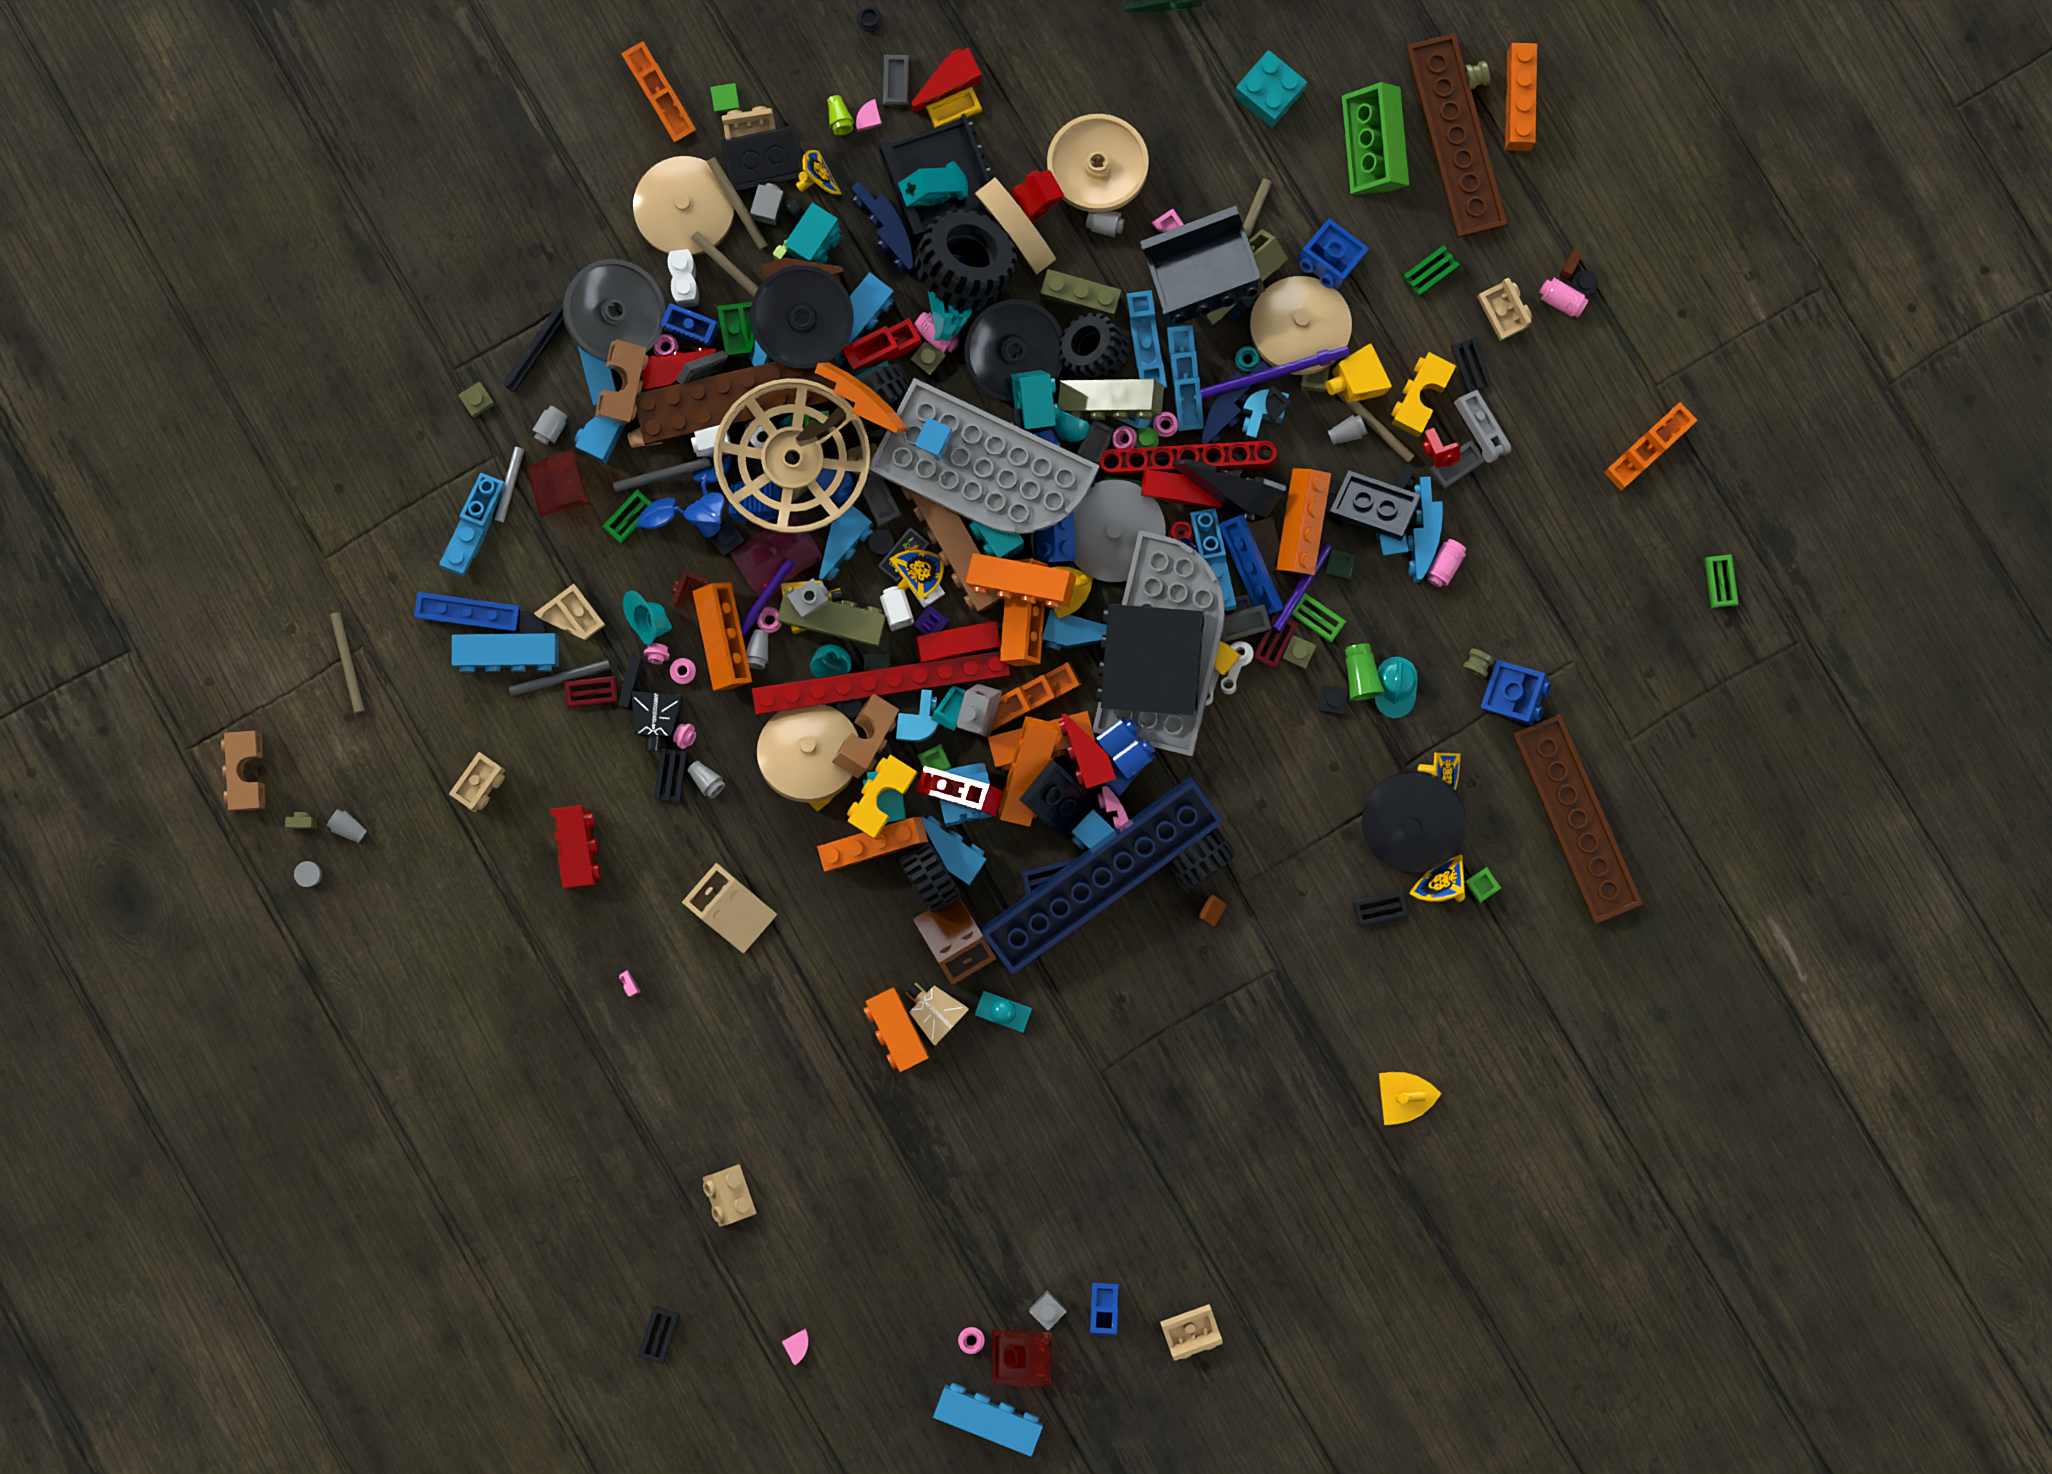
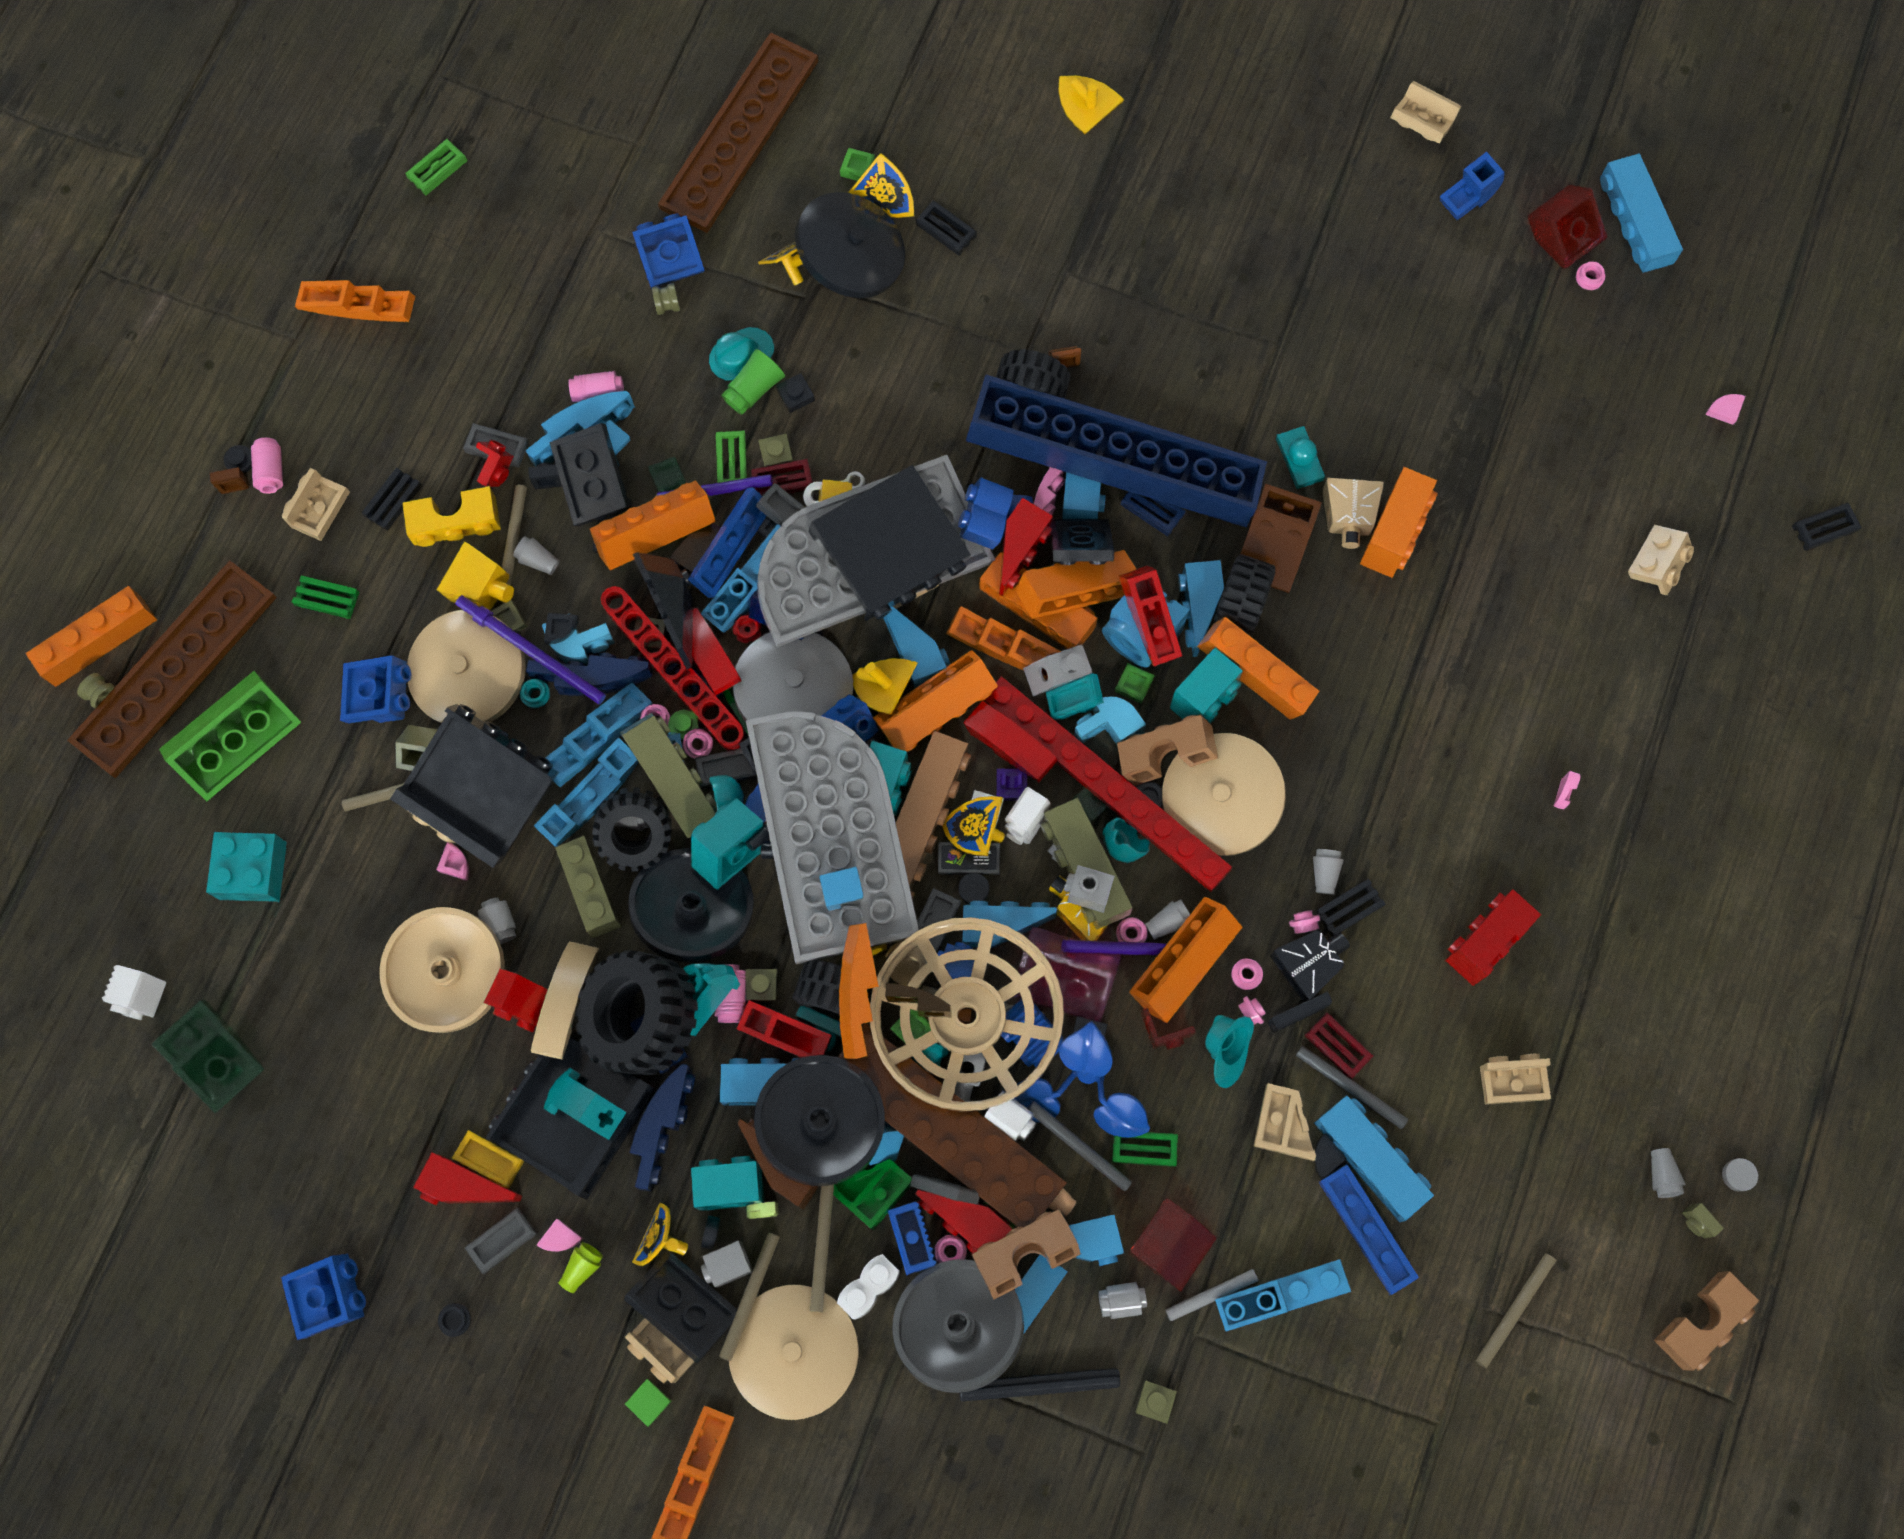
camera: 125 degrees left, 10 degrees down
(729, 908) = (1422, 756): tan slope -> none
(891, 775) = (1190, 684): yellow arch -> none
(1020, 580) = (910, 714): orange brick -> none
(1047, 1310) = (1512, 232): light grey brick -> none
(1483, 426) = (442, 446): light grey plate -> none

